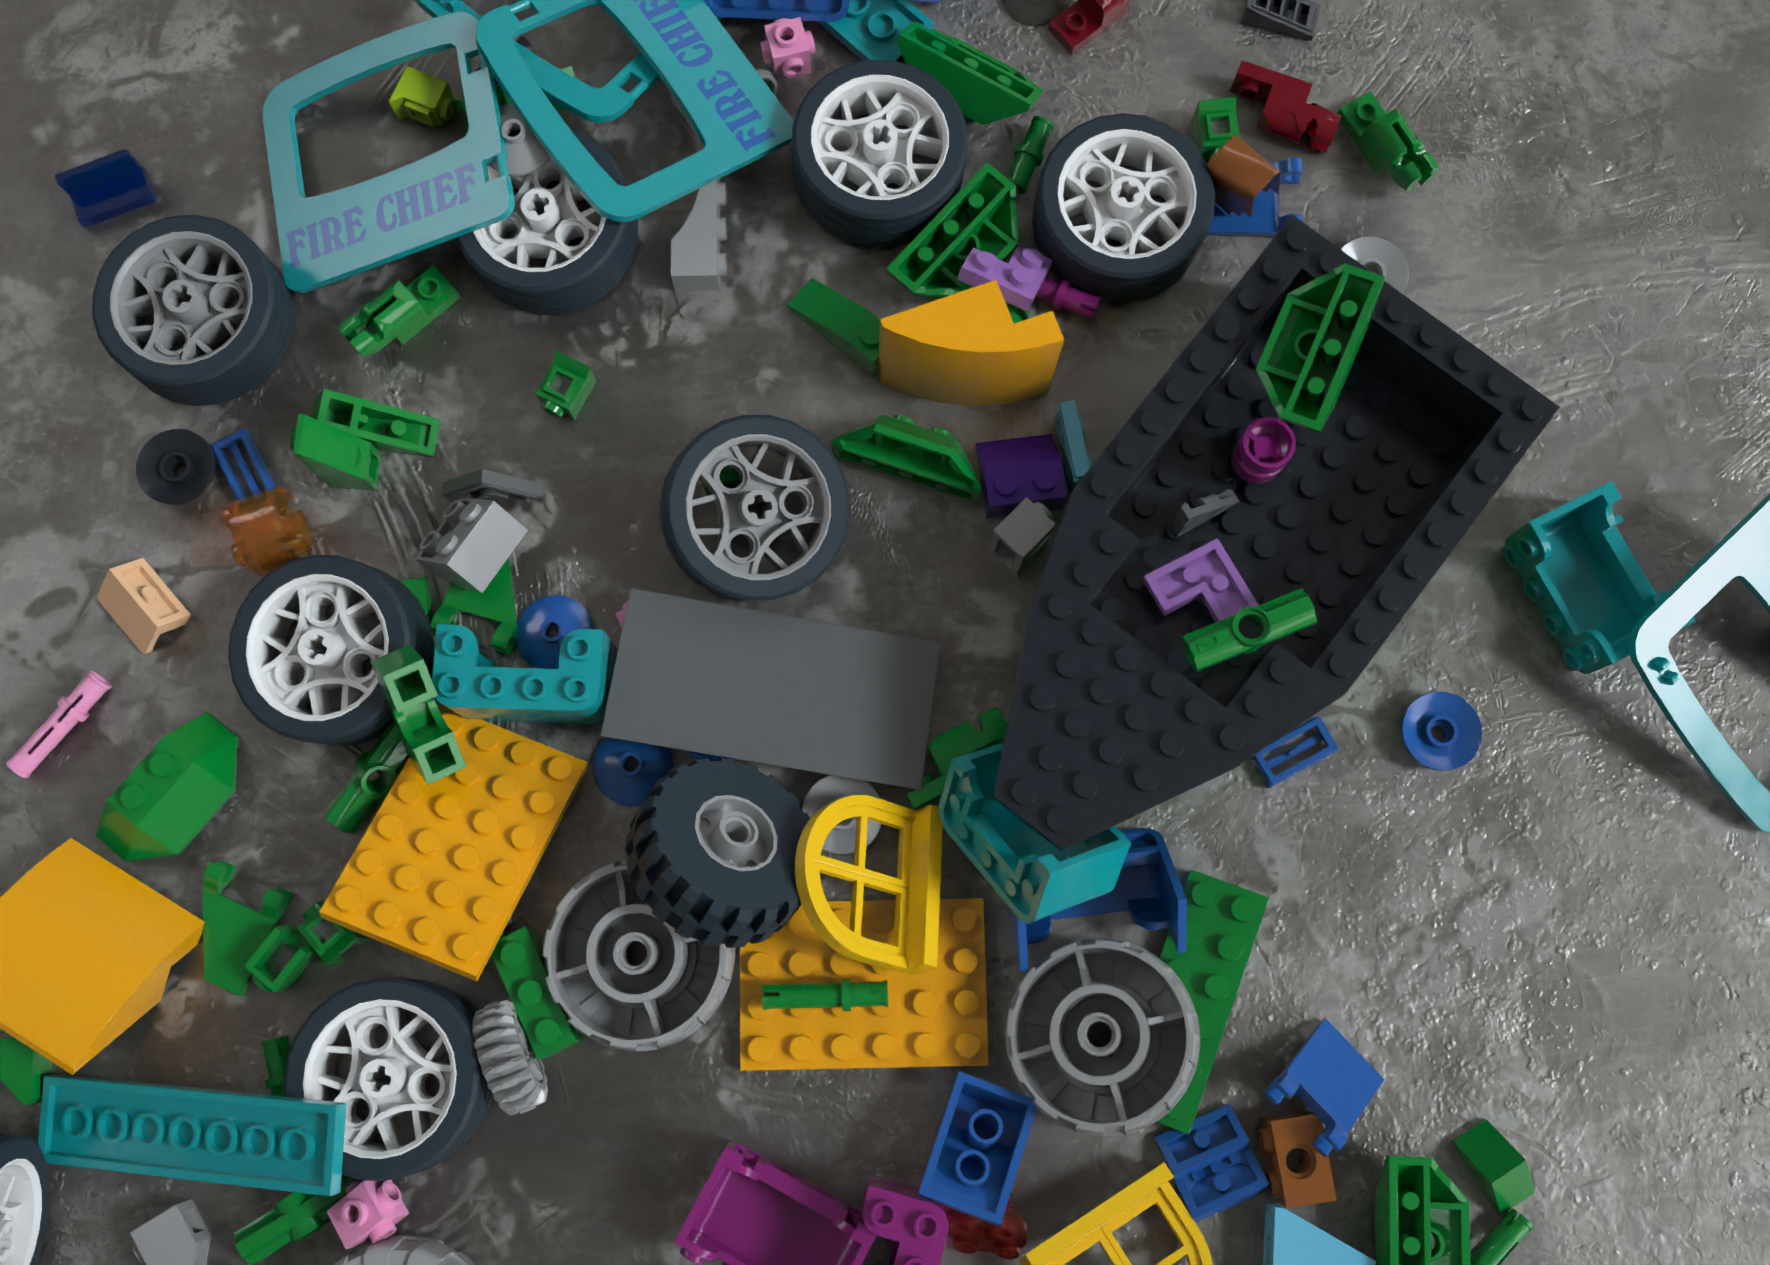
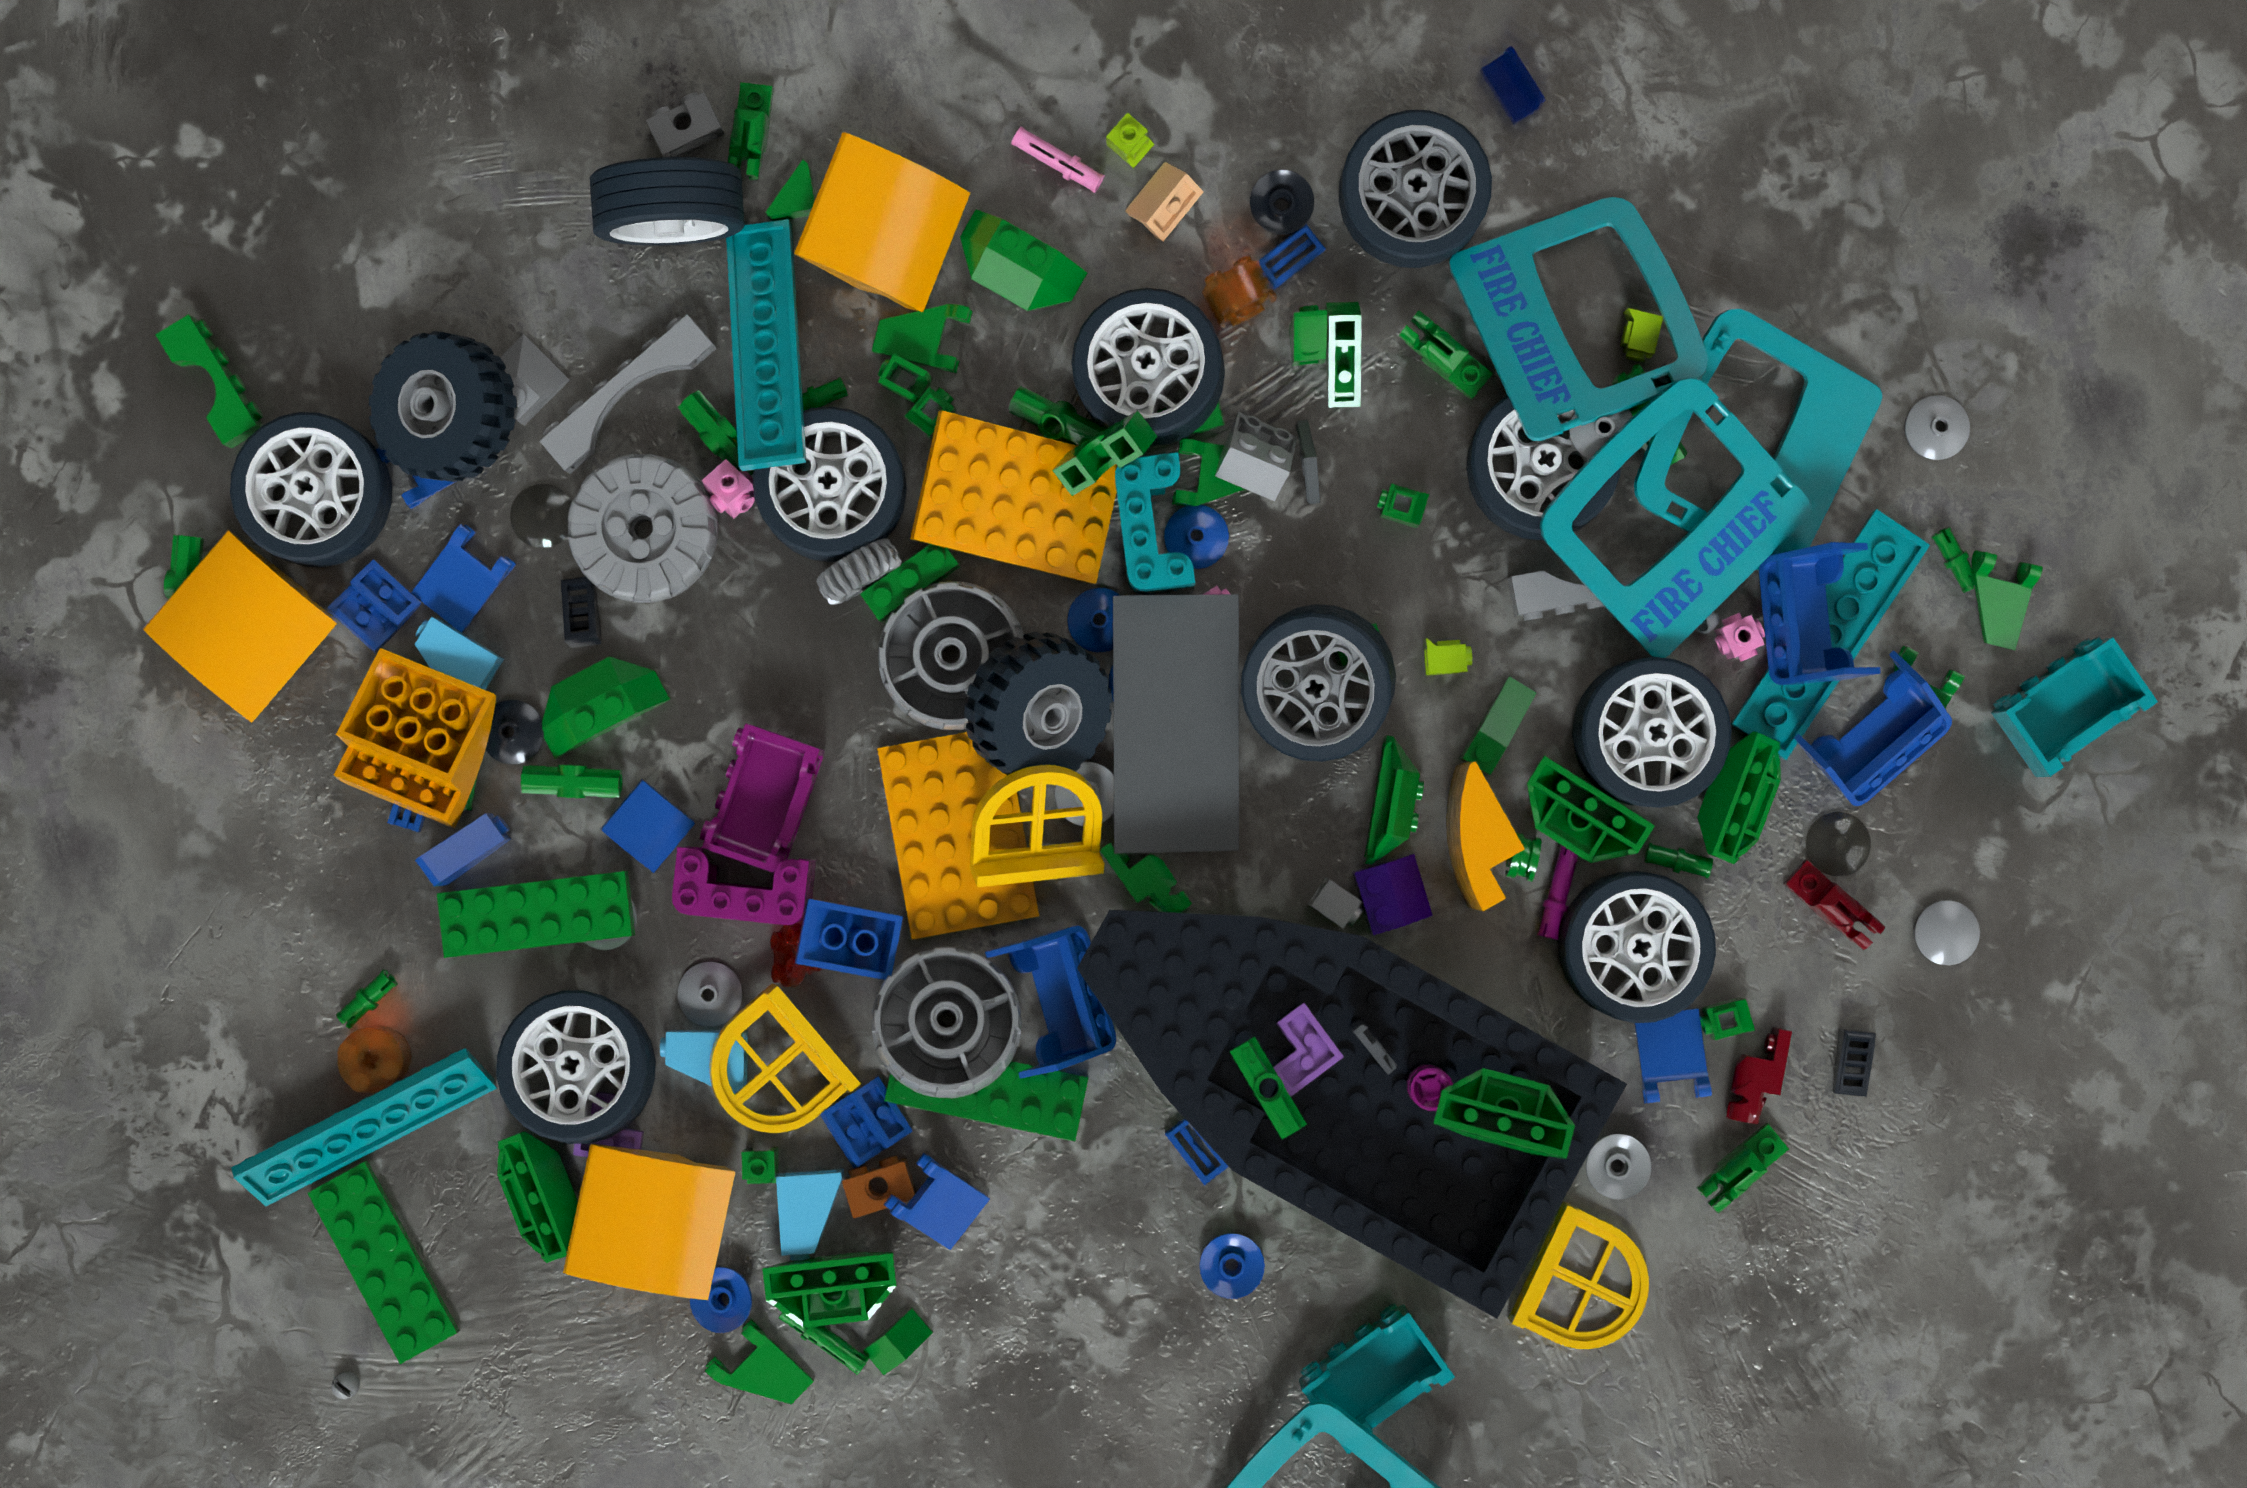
camera: 85 degrees right, 10 degrees up
(55, 633) = (1129, 140): none -> lime window
(751, 368) = (1446, 657): none -> lime window
(825, 995) = (943, 805): green pin -> none
(1013, 857) = (1065, 935): teal windscreen -> none
(1017, 279) = (1550, 861): medium lavender plate -> none
(1071, 439) = (1432, 931): medium azure plate -> none
(1240, 175) = (1676, 1041): dark orange piece -> none
(1530, 286) = (1547, 1265): none -> yellow window

